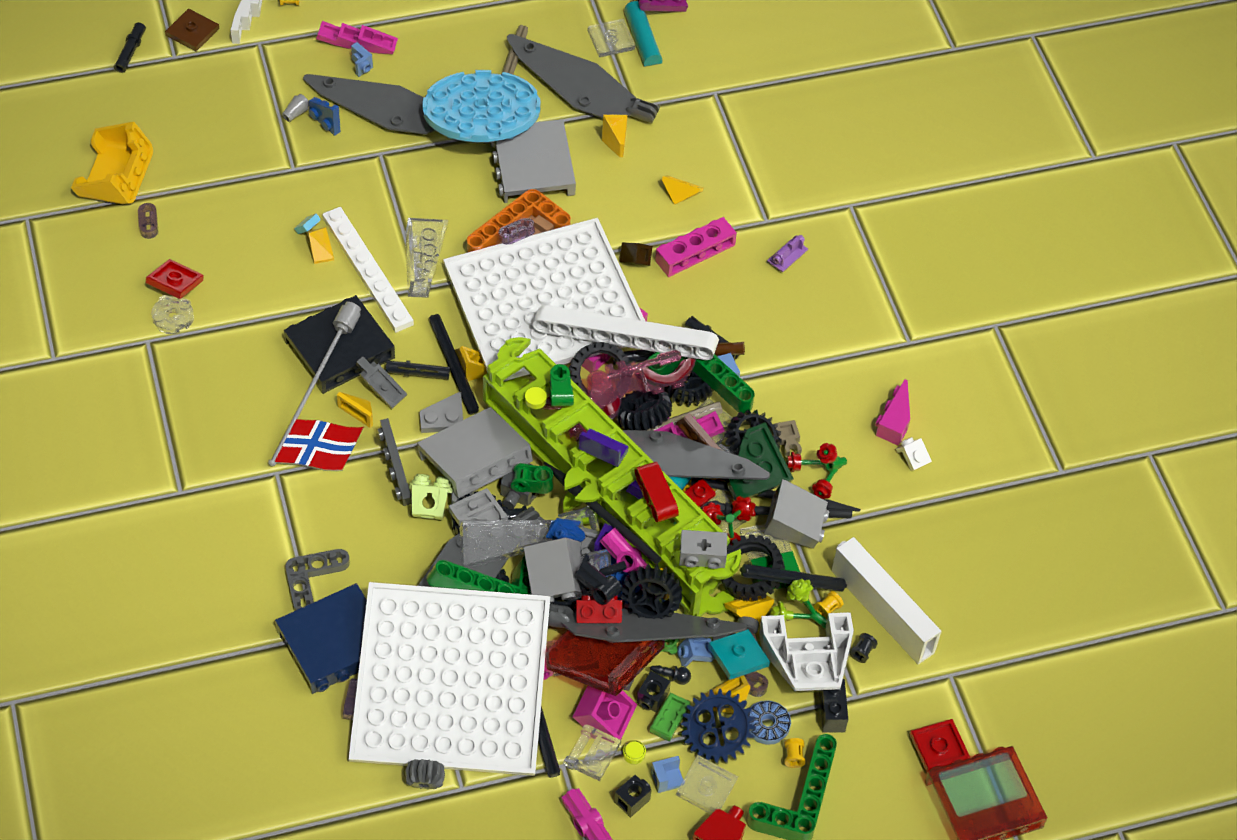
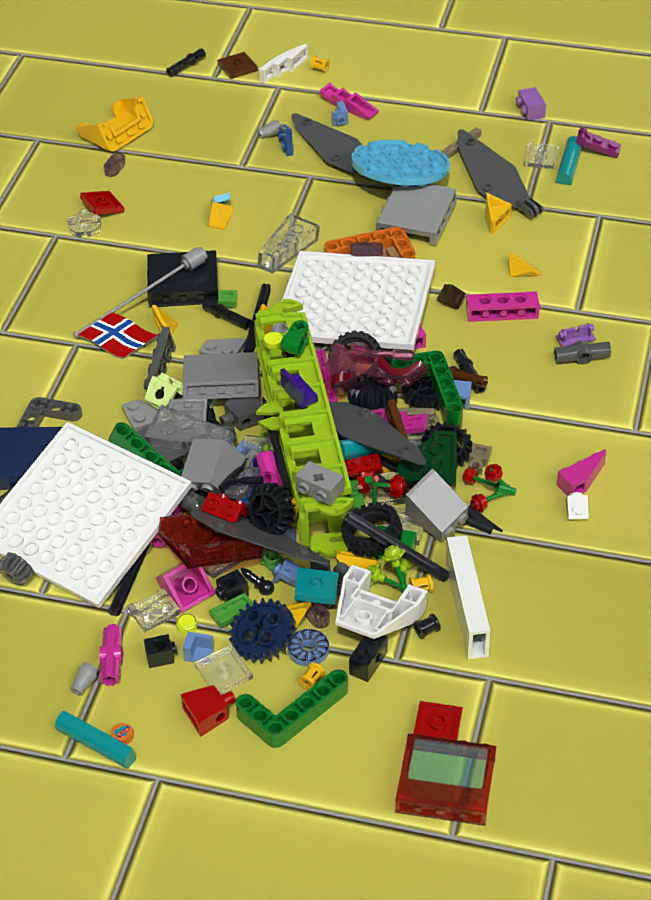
camera: 35 degrees right, 10 degrees down
(368, 269) = (242, 242): white plate -> none
(381, 382) = (191, 311): dark grey hinge -> none
(405, 349) = (228, 298): none -> bright green plate
(416, 532) = (139, 414): none -> light grey wing
(532, 479) = (247, 406): green piece -> none
(565, 529) = (238, 441): blue hinge -> none
(602, 587) = (231, 487): black piece -> none
(625, 332) = (391, 333): white beam -> none
(656, 491) = (314, 432): red beam -> none
(807, 271) = (582, 352): none -> dark grey piece

